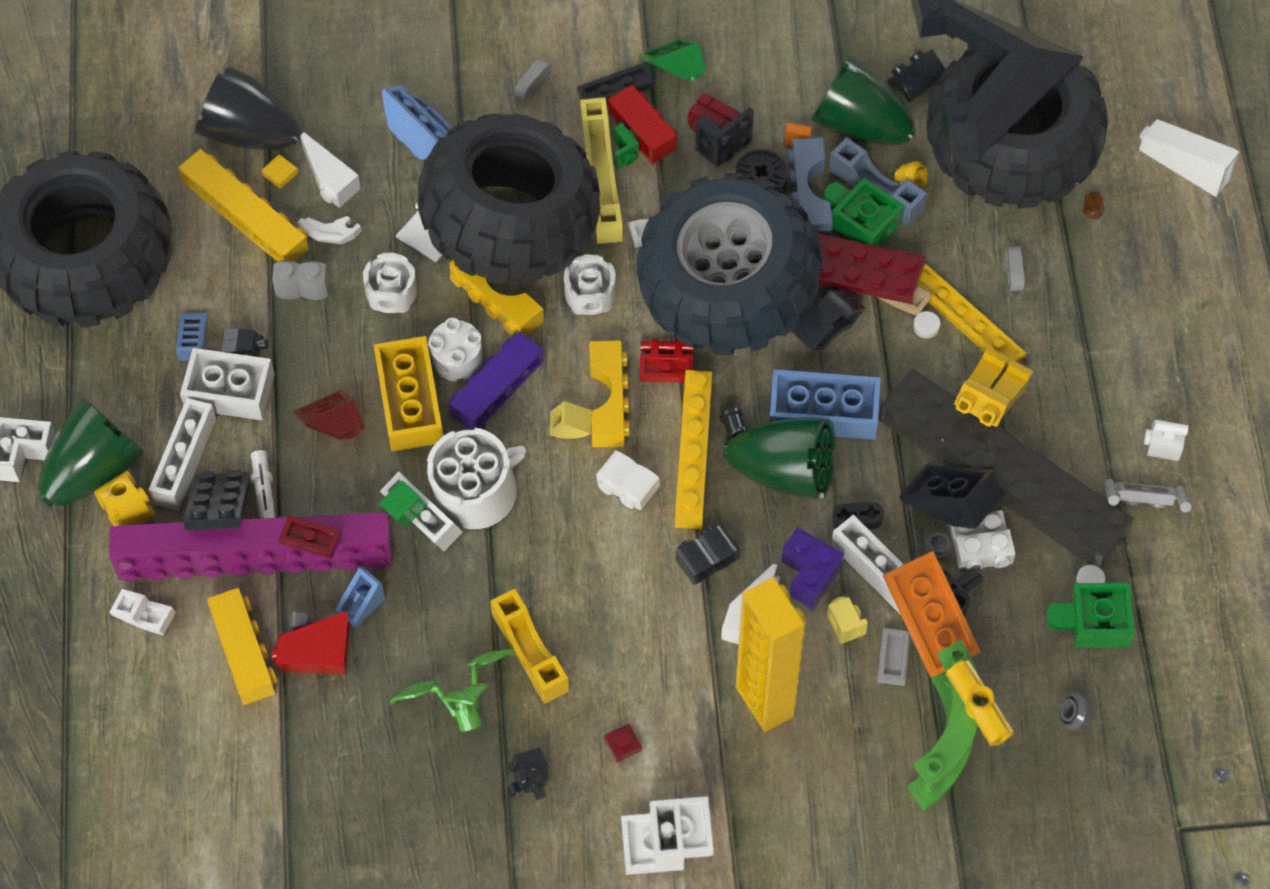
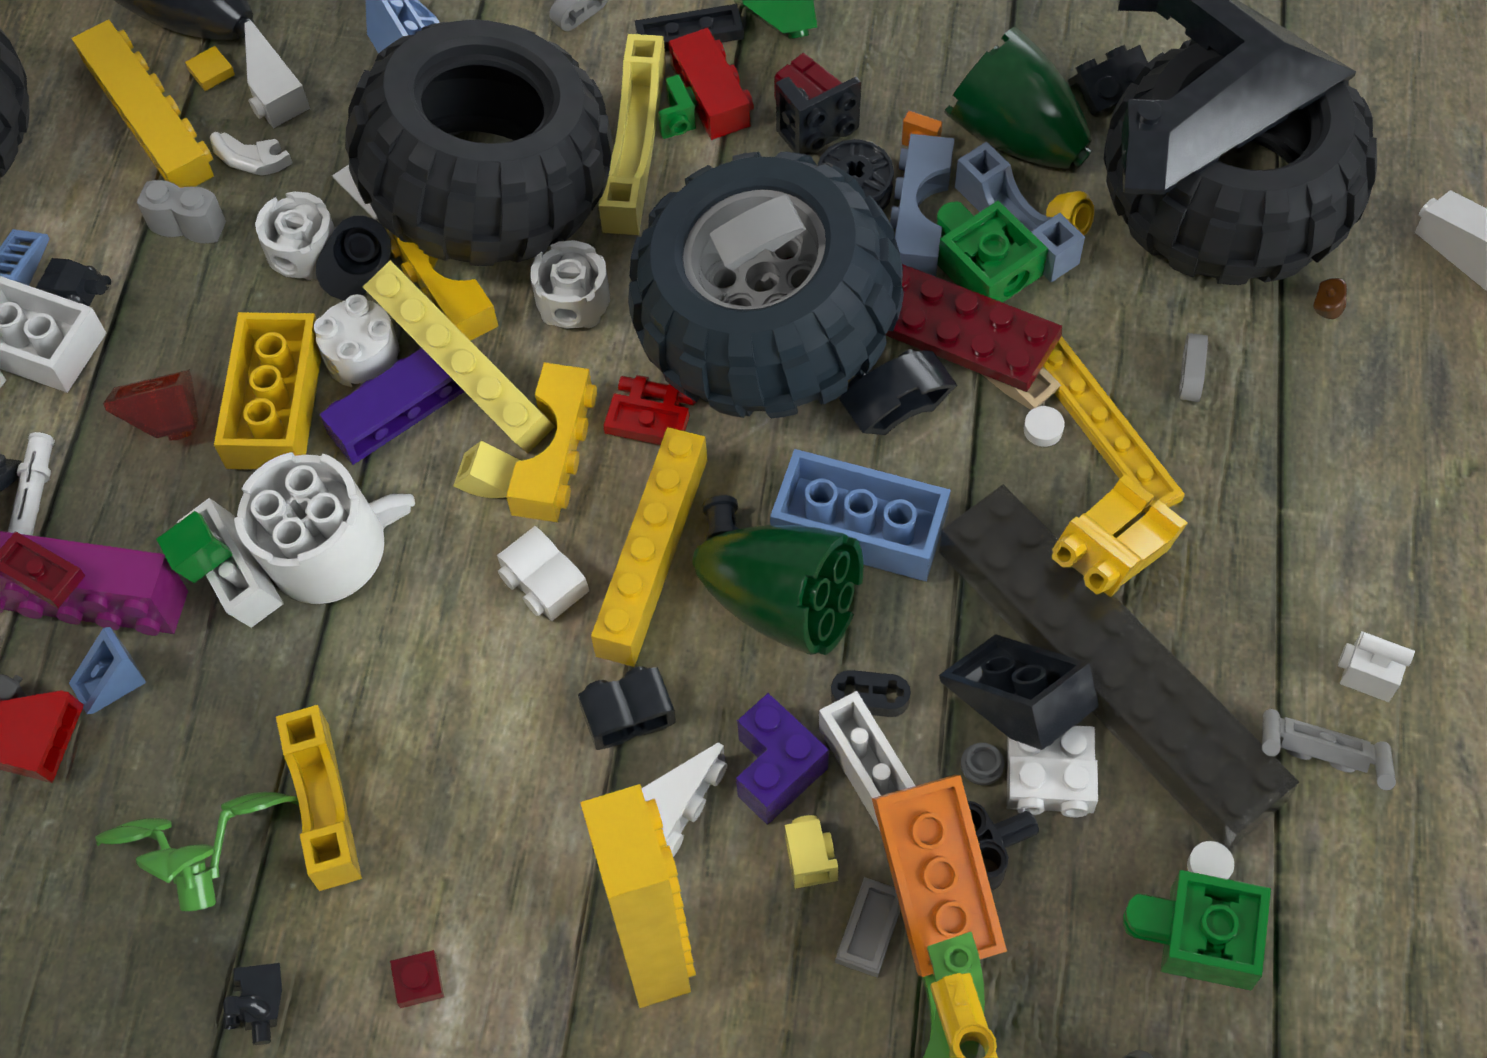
camera: 15 degrees right, 0 degrees up
(434, 292) = (352, 256): none -> black piece
(531, 346) = (459, 357): none -> light yellow arch
(726, 232) = (758, 228): none -> light grey slope

